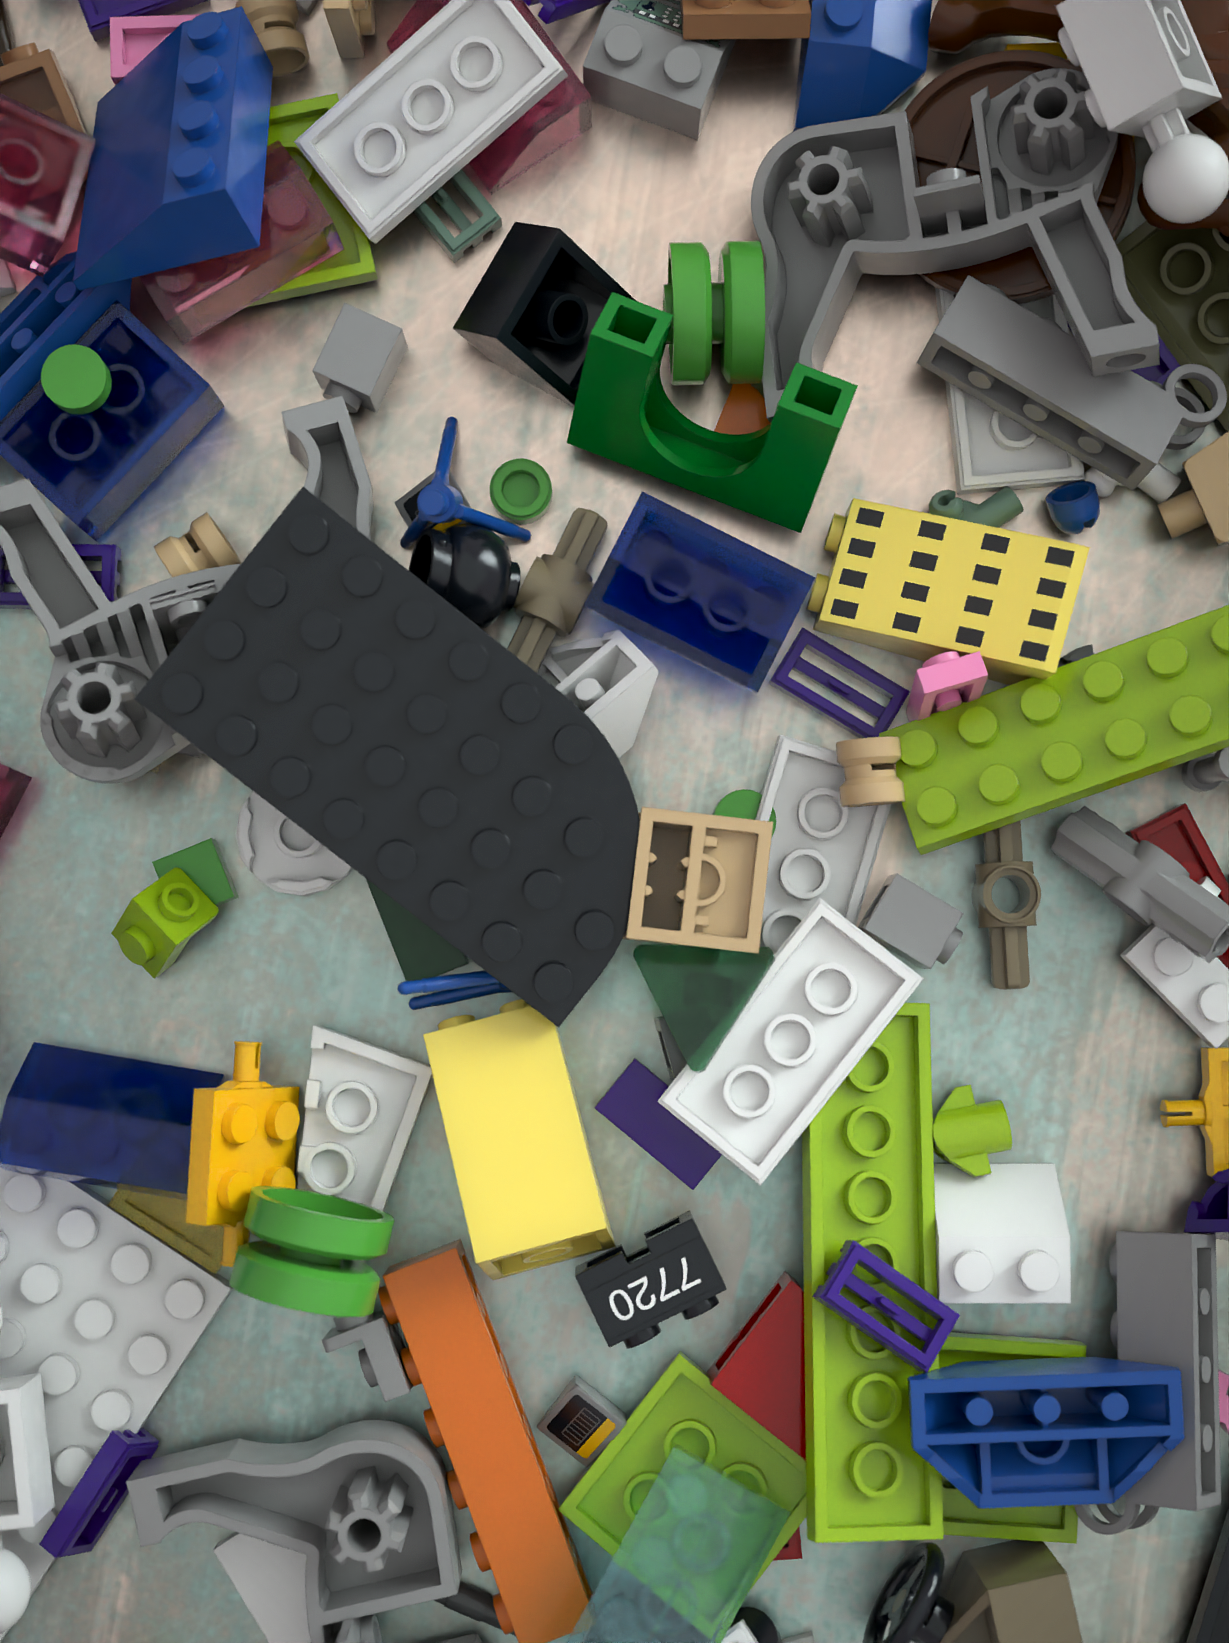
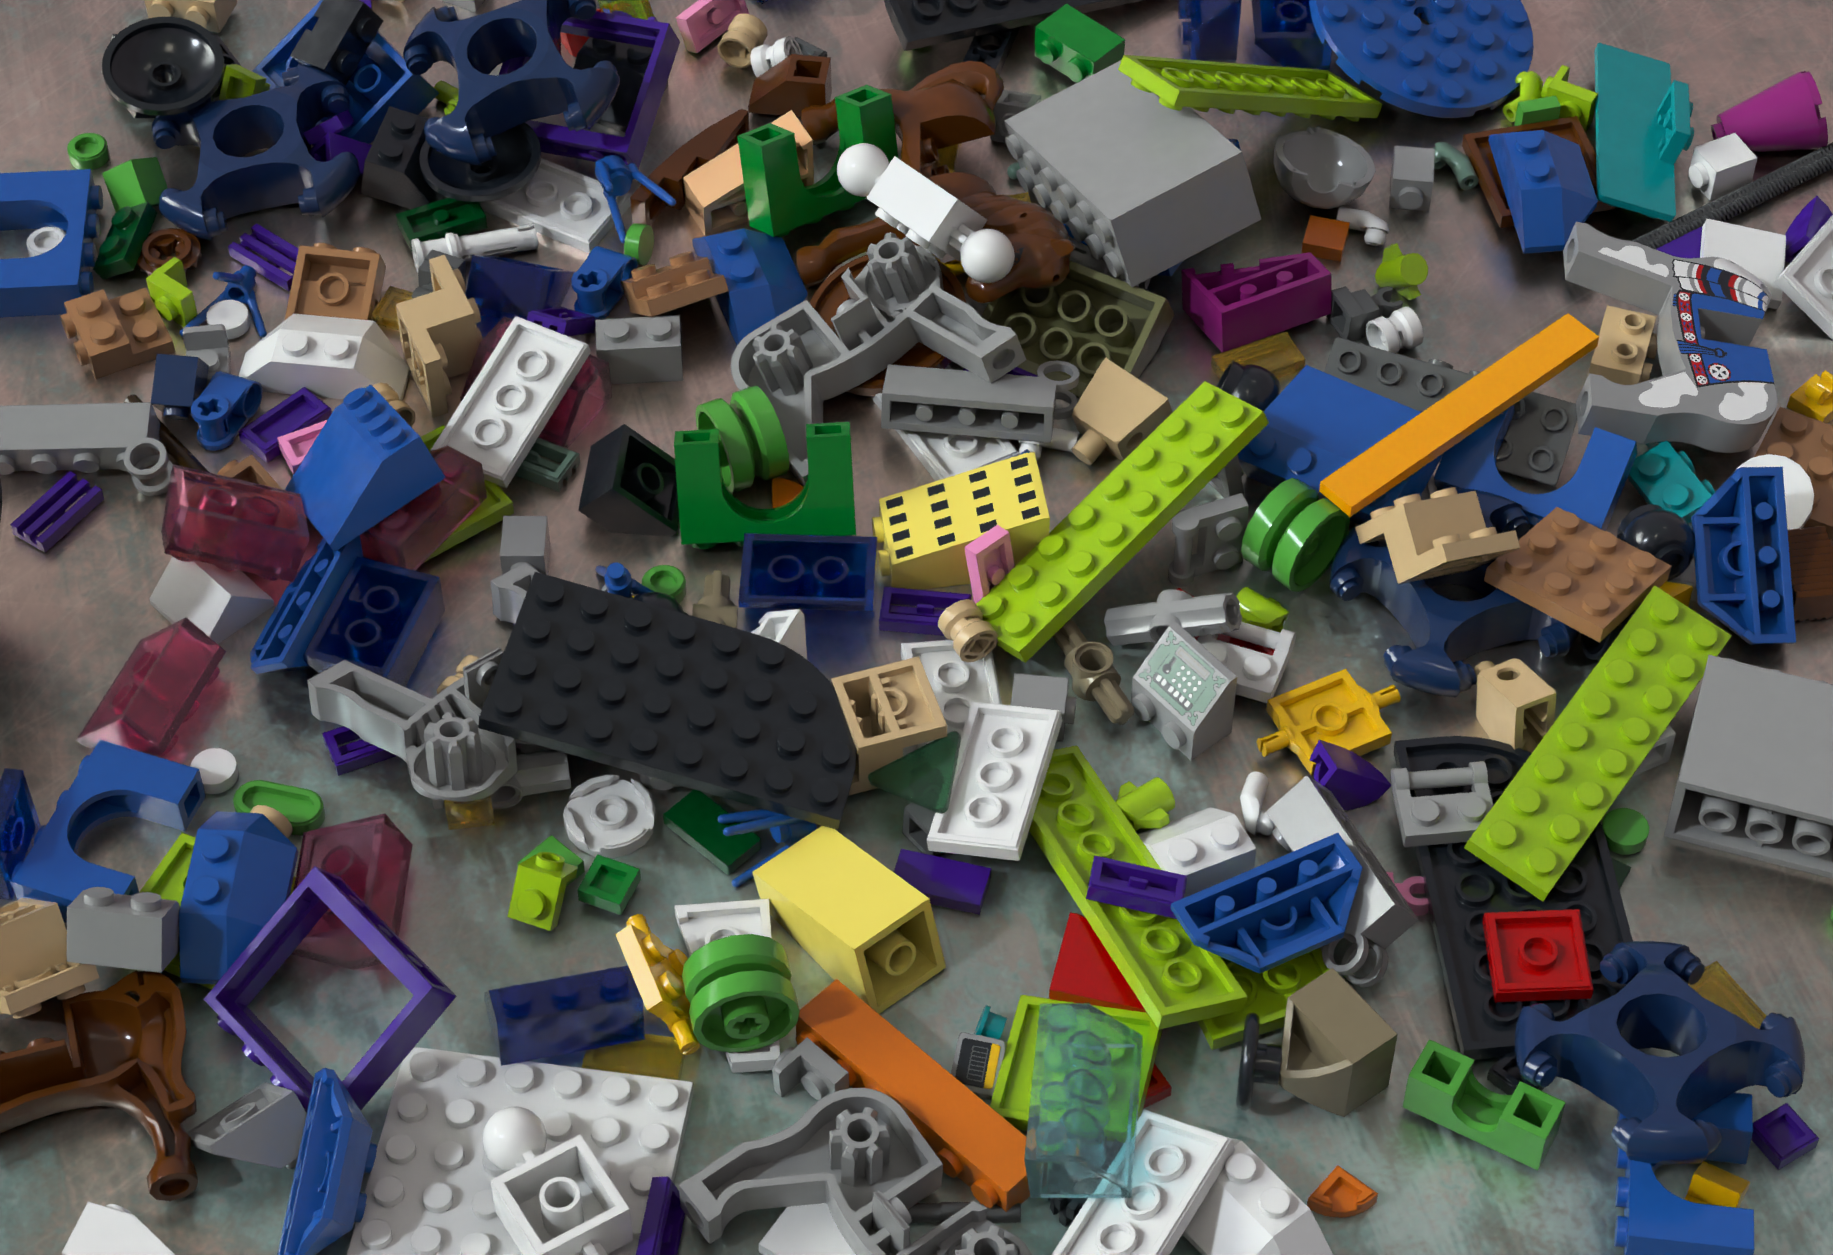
camera: 20 degrees left, 35 degrees down
(76, 379) = (352, 598): bright green tile -> none
(250, 947) = (609, 884): none -> green plate
(622, 1371) = (990, 1024): none -> teal piece
(651, 1284) = (978, 967): black brick -> none
(1102, 1003) = (1185, 693): none -> light grey slope
(1110, 1189) = (1251, 802): none -> white arm

